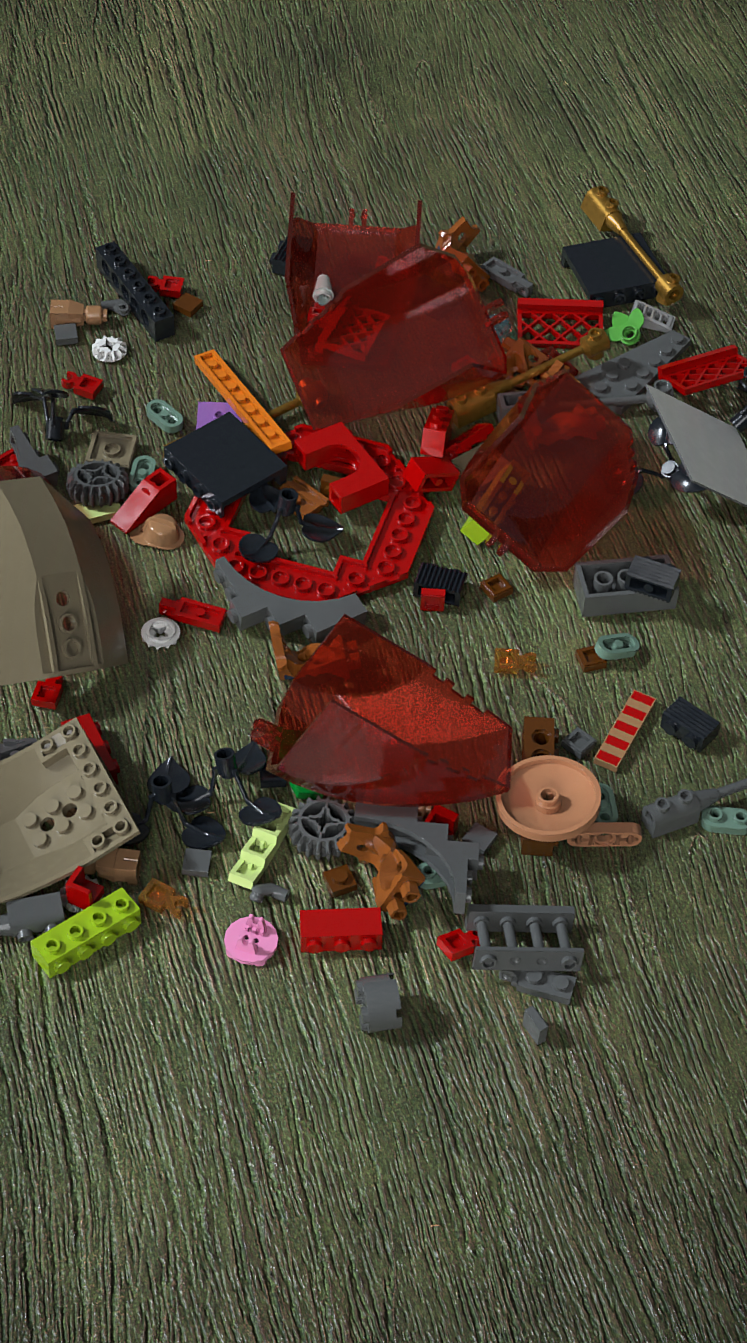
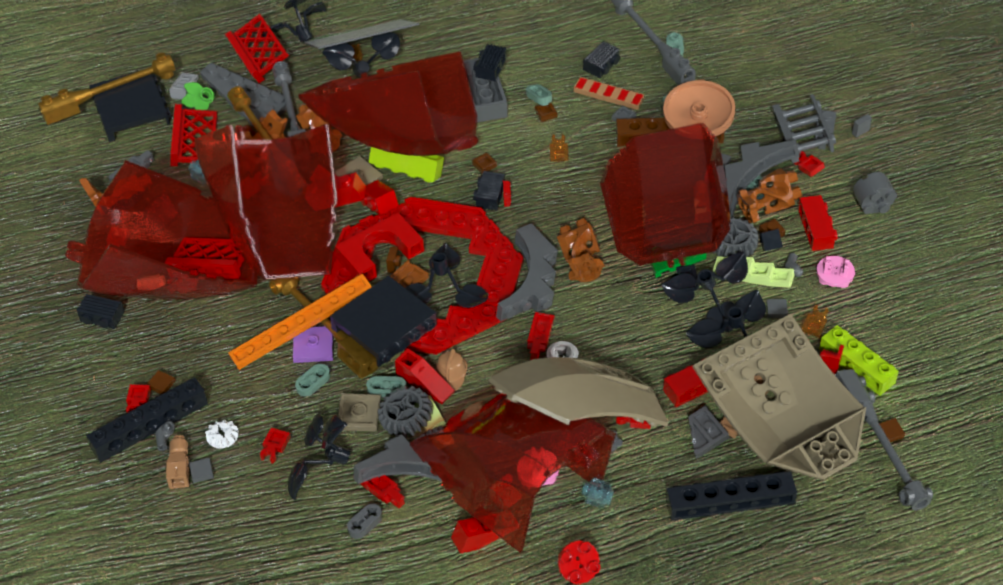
camera: 90 degrees left, 0 degrees up
(315, 870) = (770, 240): none -> black tile

